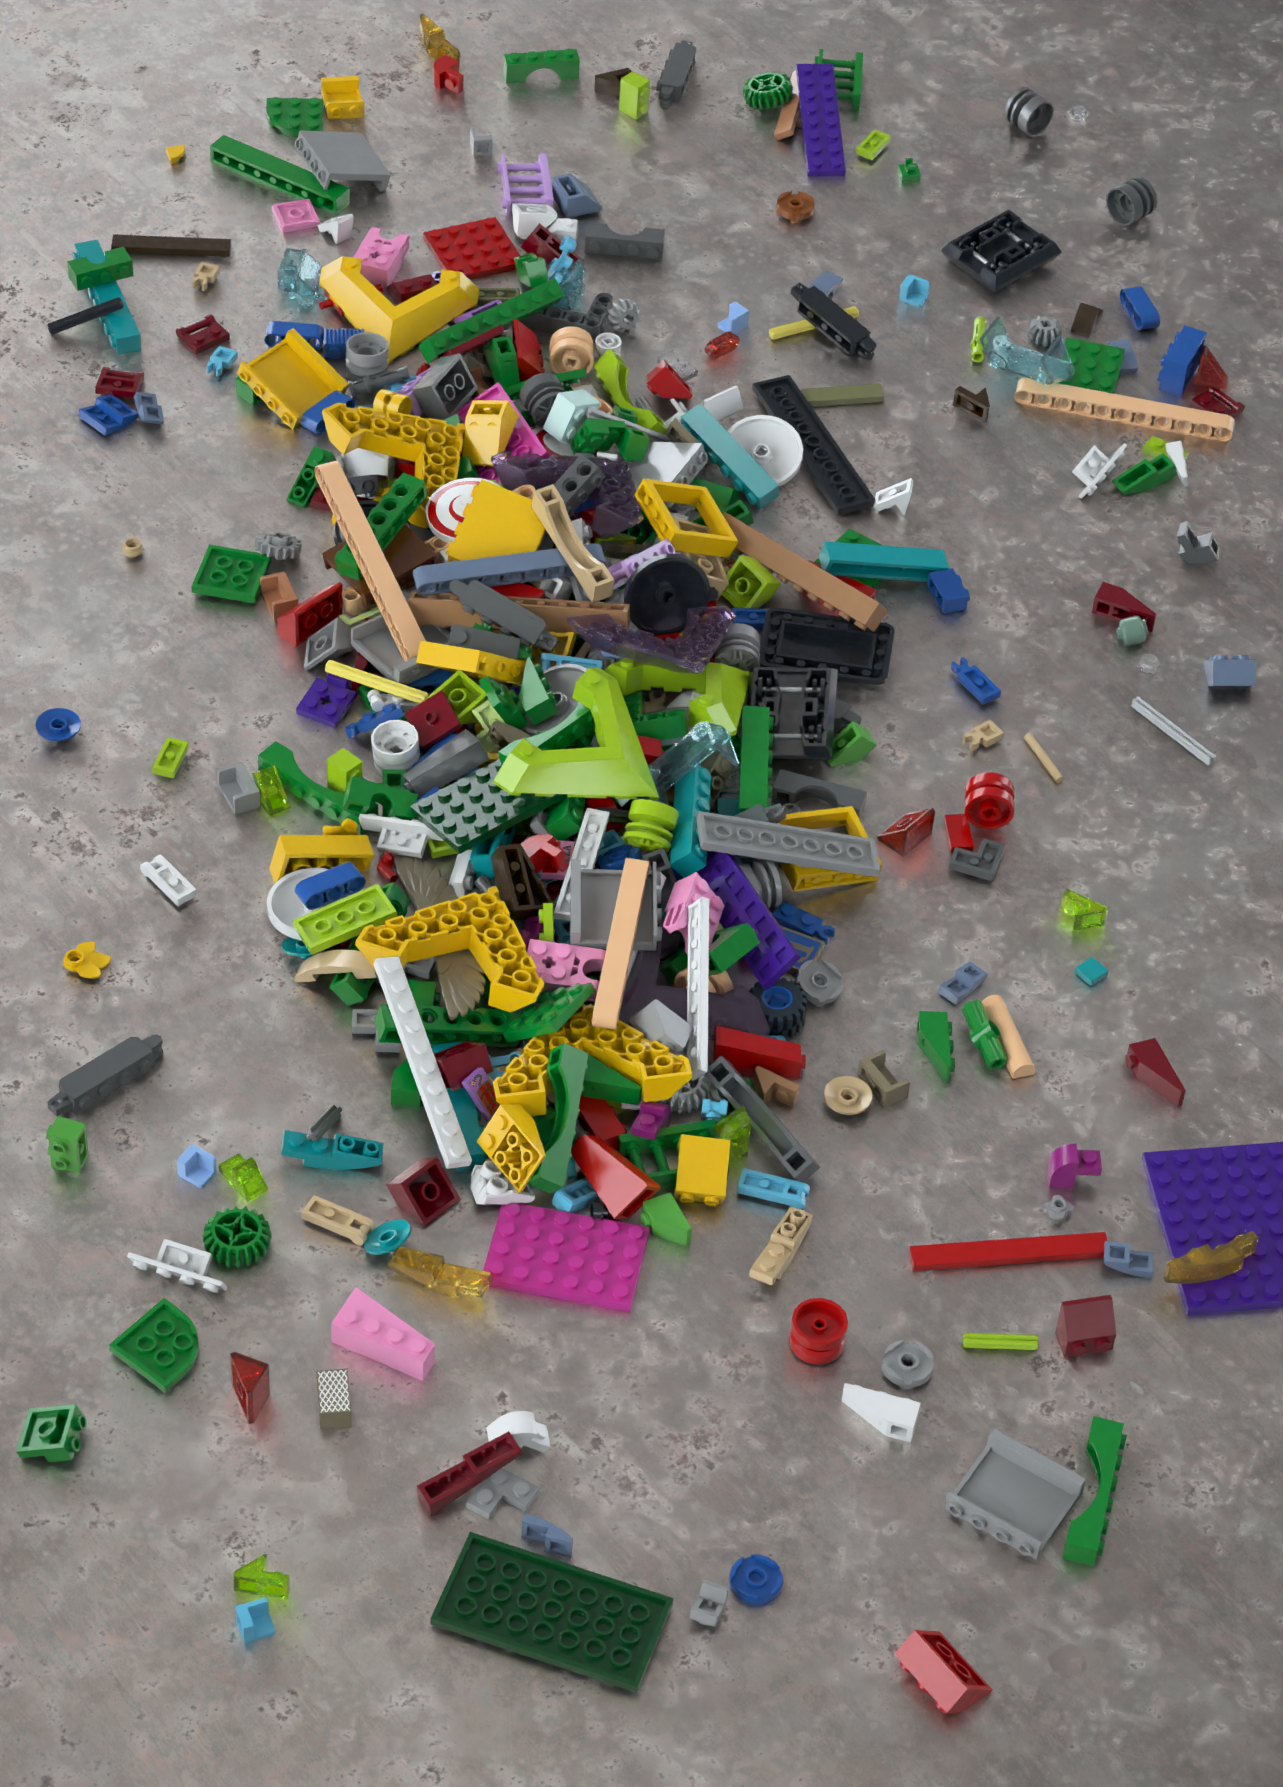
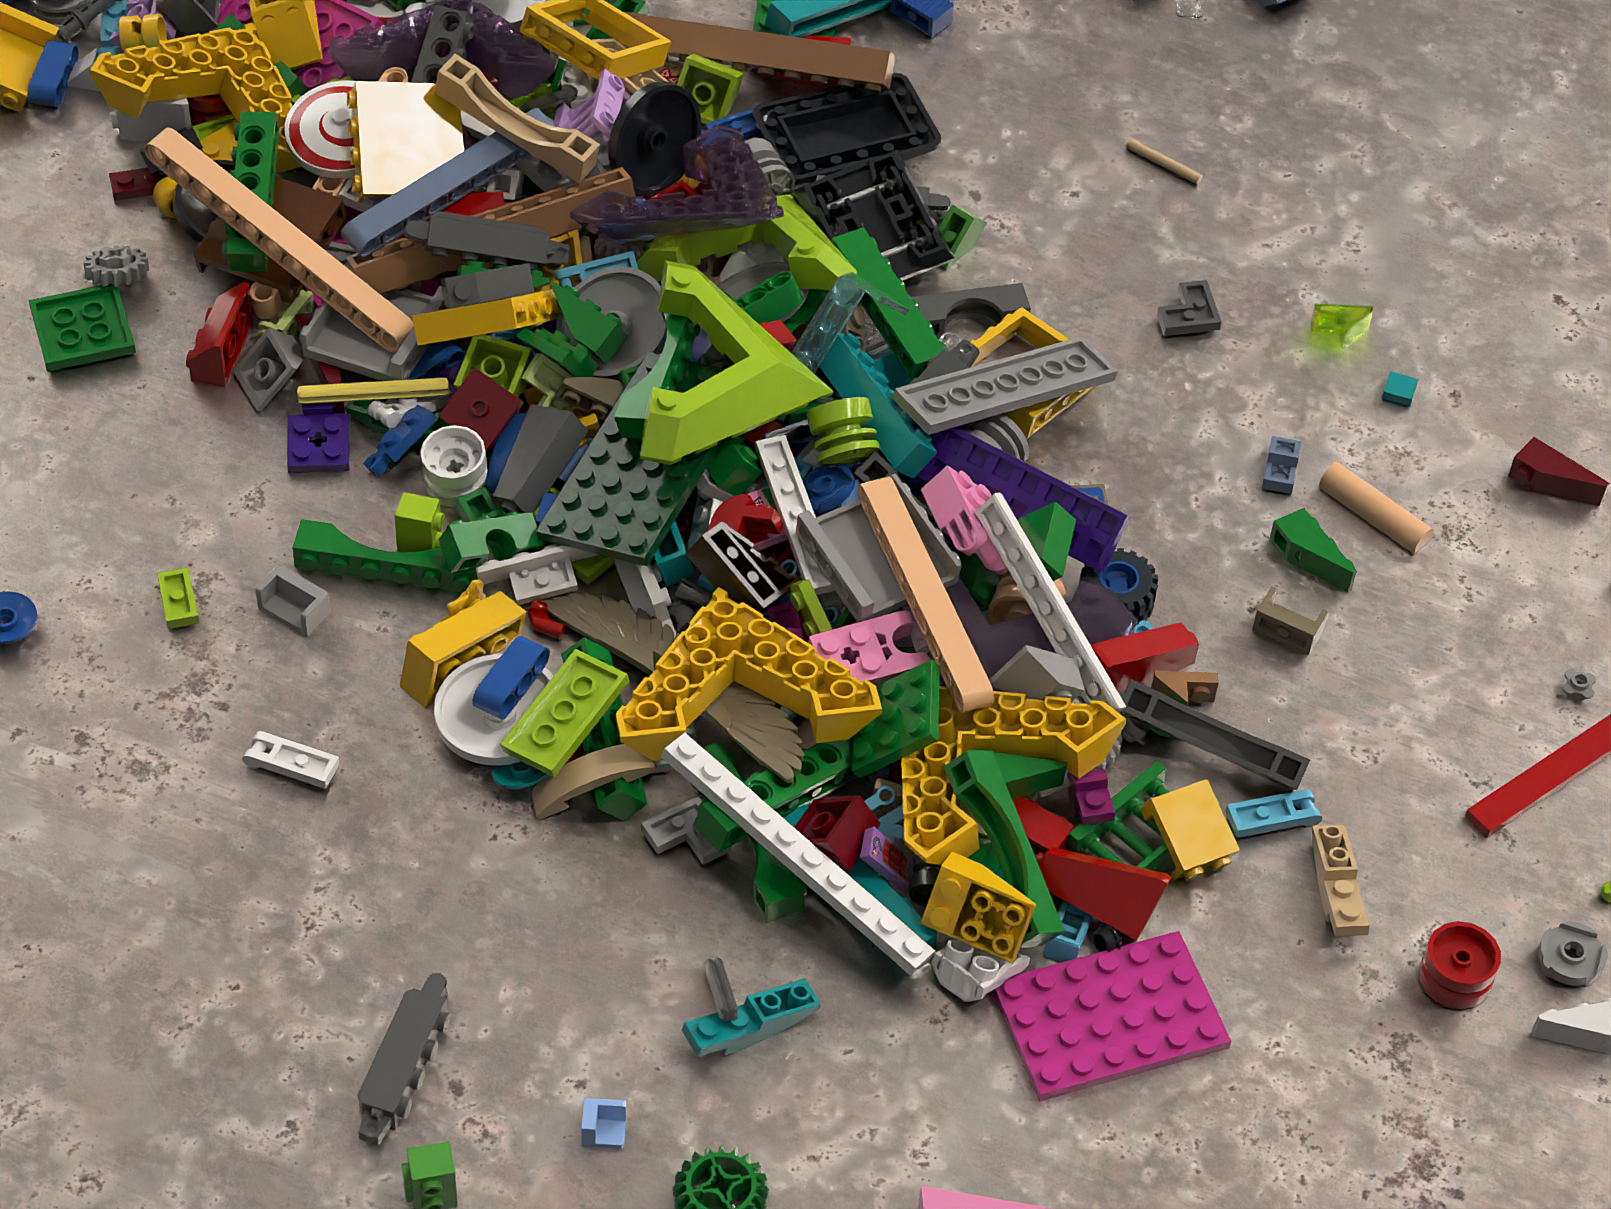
camera: 30 degrees left, 5 degrees up
(85, 960) = (267, 913): yellow plate -> none
(244, 1176) = (668, 1108): clear neon green slope -> none
(271, 790) = (345, 592): clear neon green slope -> none
(278, 594) = (163, 330): nougat panel -> none
(306, 481) = (94, 162): green slope -> none
(338, 1219) = (821, 1105): tan plate -> none
(387, 1237) = (899, 1098): teal dish -> none
(424, 1190) = (894, 1015): dark red slope -> none
(434, 1274) = (997, 1117): clear yellow slope -> none
(666, 1219) = (1192, 911): bright green slope -> none
(714, 1110) = (1155, 749): medium azure plate -> none
(736, 1129) = (1194, 760): clear neon green slope -> none
(802, 922) = (1068, 469): blue plate -> none
(827, 973) = (1152, 540): light grey plate -> none
(848, 1095) = (1269, 649): tan dish -> none
(908, 831) = (1089, 309): clear red slope -> none
(958, 832) = (1143, 288): red tile -> none
(975, 682) = (1029, 102): blue plate -> none
(984, 1034) = (1356, 515): green piece -> none
(985, 734) = (1085, 160): tan plate -> none
(989, 800) = (1159, 236): red wheel -> none
(1068, 1162) = (1559, 626): magenta brick -> none
(1173, 731) = (1271, 72): light grey axle -> none

